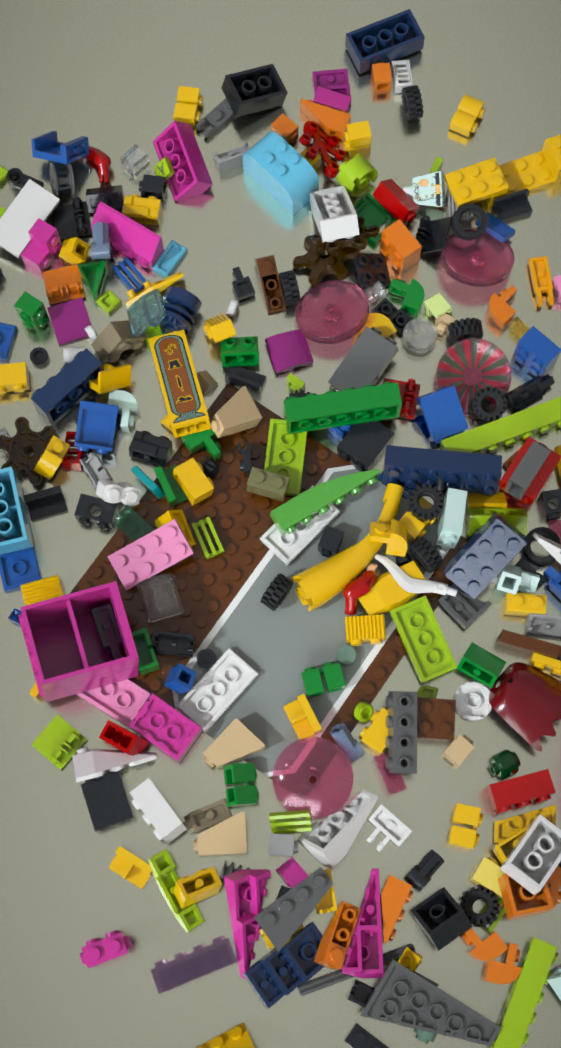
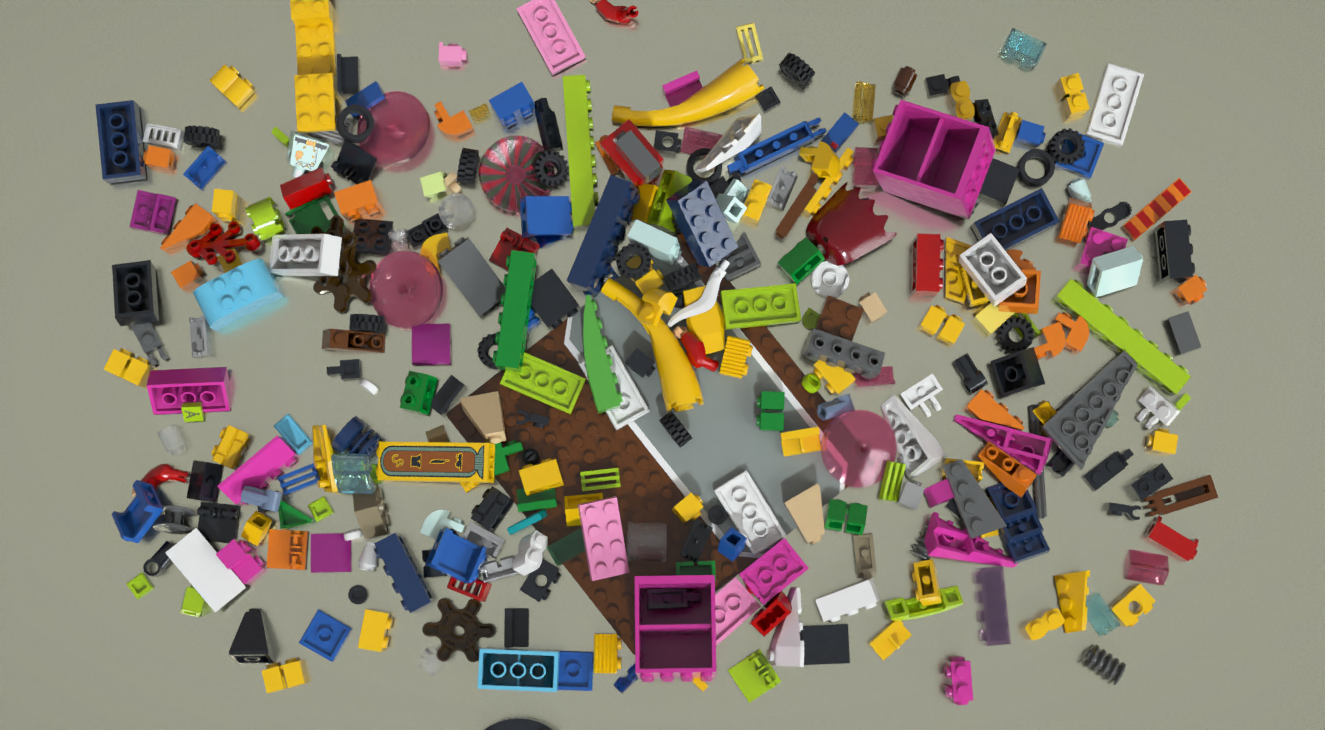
camera: 75 degrees left, 10 degrees up
(31, 311) = (312, 589): green brick -> none
(51, 457) = (475, 609): yellow brick -> none
(112, 378) = (411, 528): yellow panel -> none
(119, 457) = (483, 537): none -> light grey hinge
(153, 186) = (209, 429): black brick -> none
(194, 1028) = (1047, 620): none -> yellow brick
(204, 627) = (688, 508): none -> yellow brick
(219, 328) = (389, 406): yellow brick -> none
(224, 838) = (889, 546): tan slope -> none
(267, 484) = (569, 405): olive brick -> none
(295, 383) = (468, 348): lime tile -> none
(332, 99) = (169, 216): dark pink slope -> none
(346, 655) = (753, 382): sand green tile -> none
(385, 115) = (204, 167): none -> blue hinge
(412, 293) = (411, 203): green brick -> none
(504, 764) = (896, 270): dark green head -> none
(541, 279) = (434, 73): light orange hinge -> none

